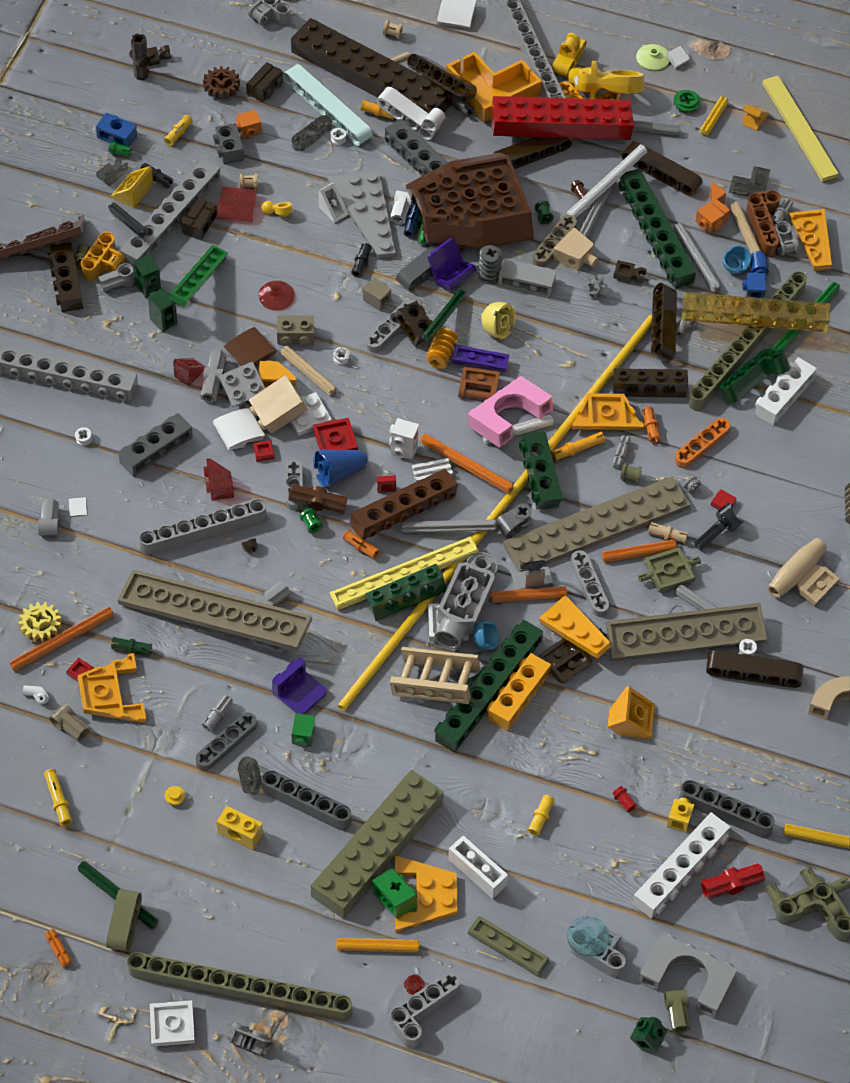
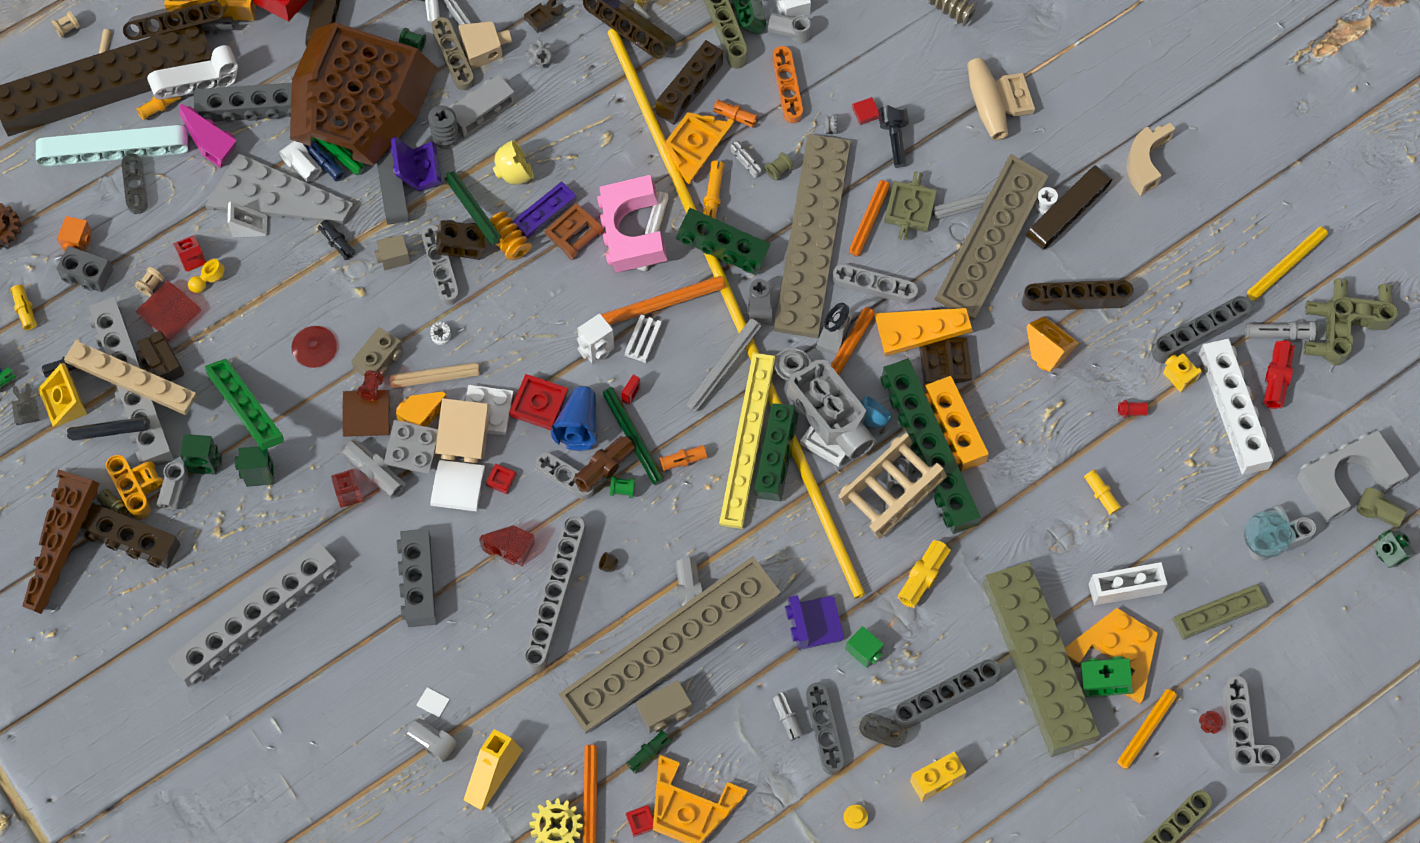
camera: 55 degrees left, 10 degrees up
(55, 560) = (491, 768): none -> yellow slope
(82, 431) = (353, 636): white bush -> none
(168, 633) = (664, 707): none -> dark tan brick
(170, 208) = (130, 377): none -> tan plate
(265, 82) = (31, 185): dark brown brick -> none
(266, 336) = (370, 385): none -> clear red bush
(286, 189) = (189, 253): none -> red slope
(338, 140) = (159, 168): white bush -> none
(355, 504) = (632, 433): none -> dark green axle
(372, 149) = (209, 139): none -> dark pink slope
(387, 736) = (924, 574): none -> yellow piece
(403, 504) = (667, 440): reddish brown brick -> none
(668, 533) = (867, 180): tan pin -> none
(687, 721) = (1069, 302): none -> dark brown beam
(748, 417) = (789, 27): none -> light grey piece
(777, 870) = (1291, 331): none -> light grey pin

